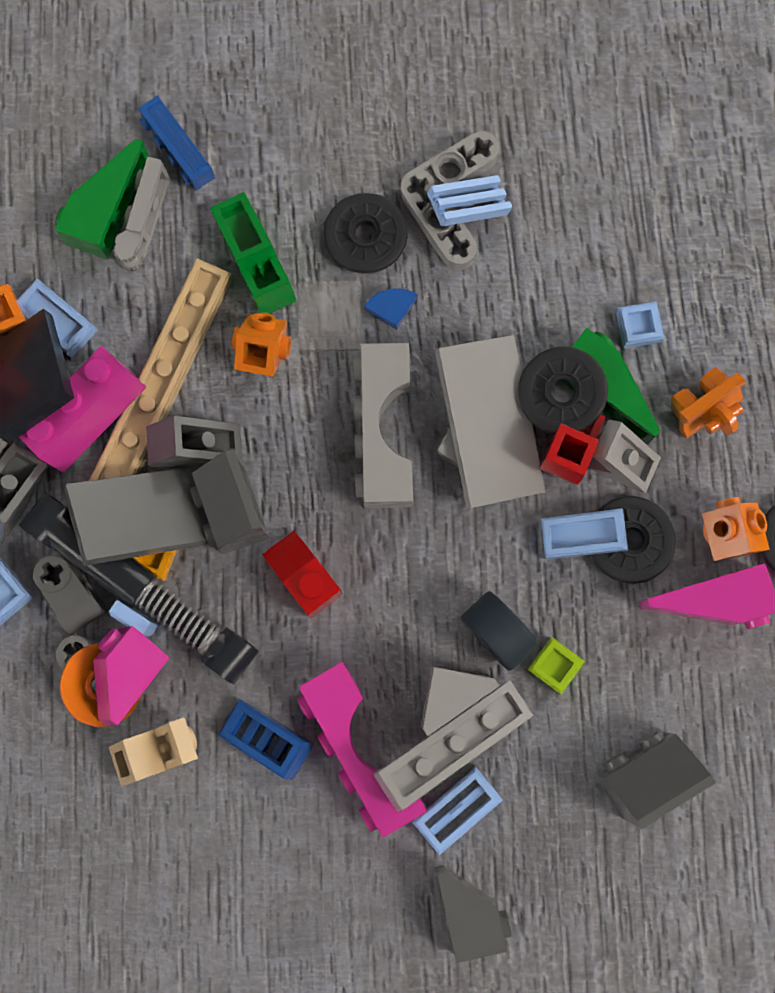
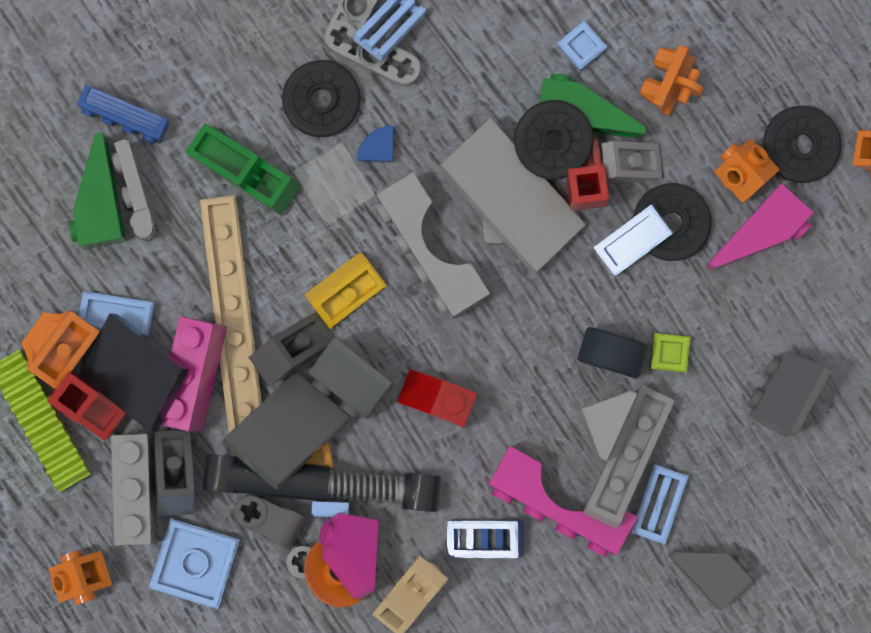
camera: 30 degrees left, 5 degrees up
(261, 344) = (297, 240): orange brick -> none
(279, 421) = (345, 290): none -> yellow slope

